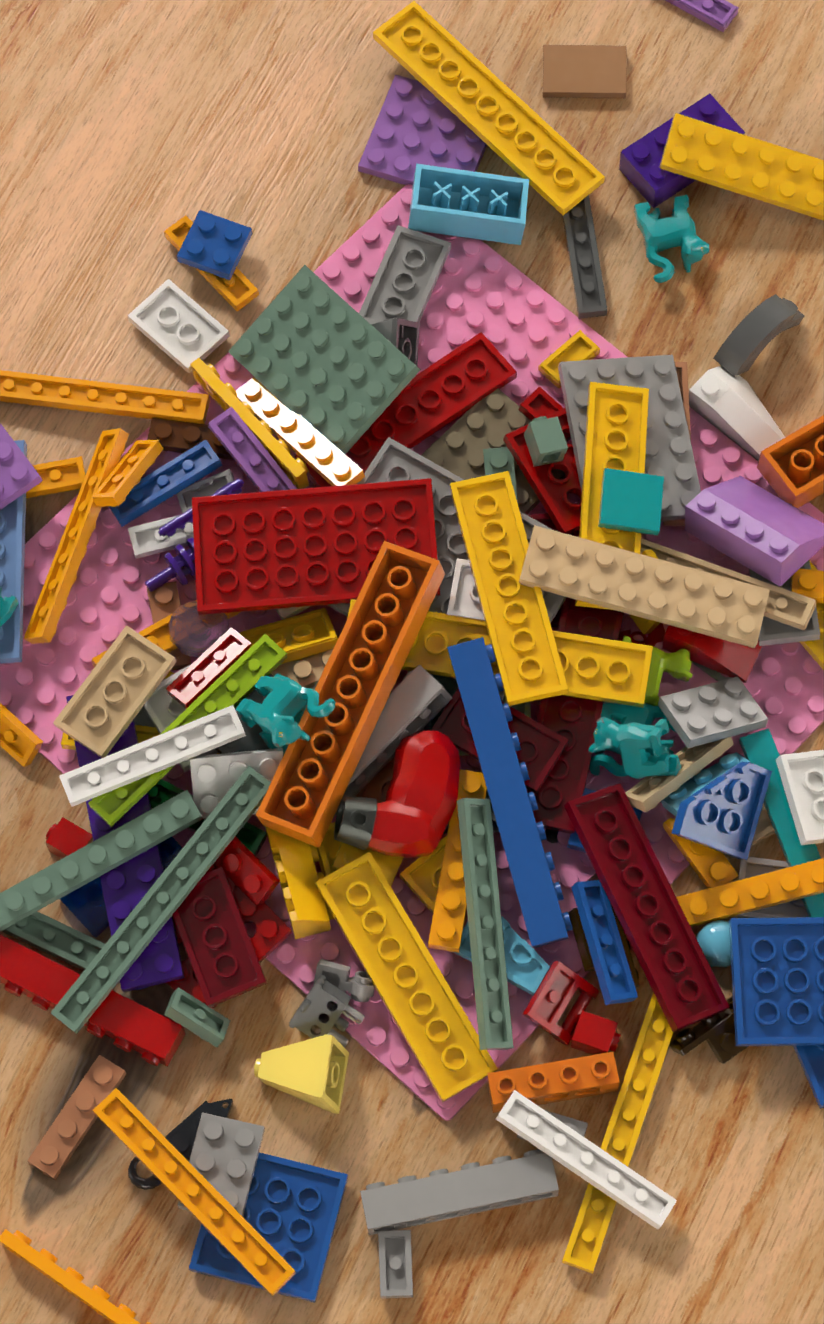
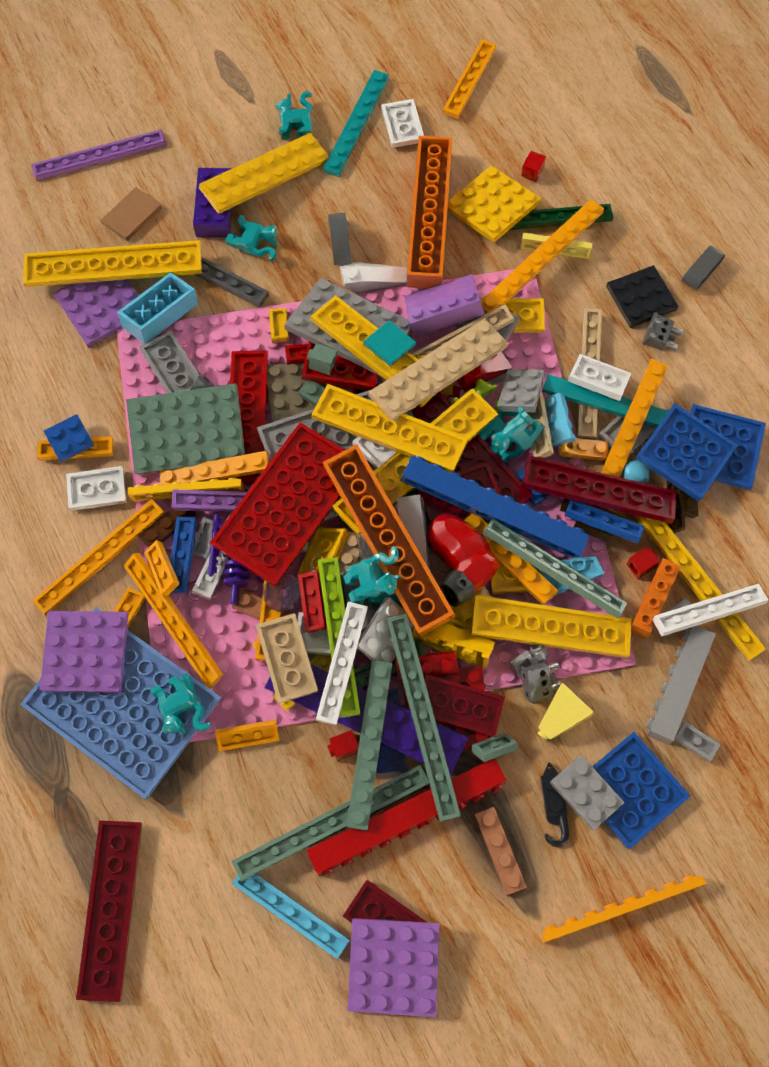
camera: 55 degrees left, 0 degrees up
(194, 1192) = (596, 814): light orange plate -> none
(554, 996) = (615, 565): red plate -> none
(725, 810) = (579, 420): blue plate -> none

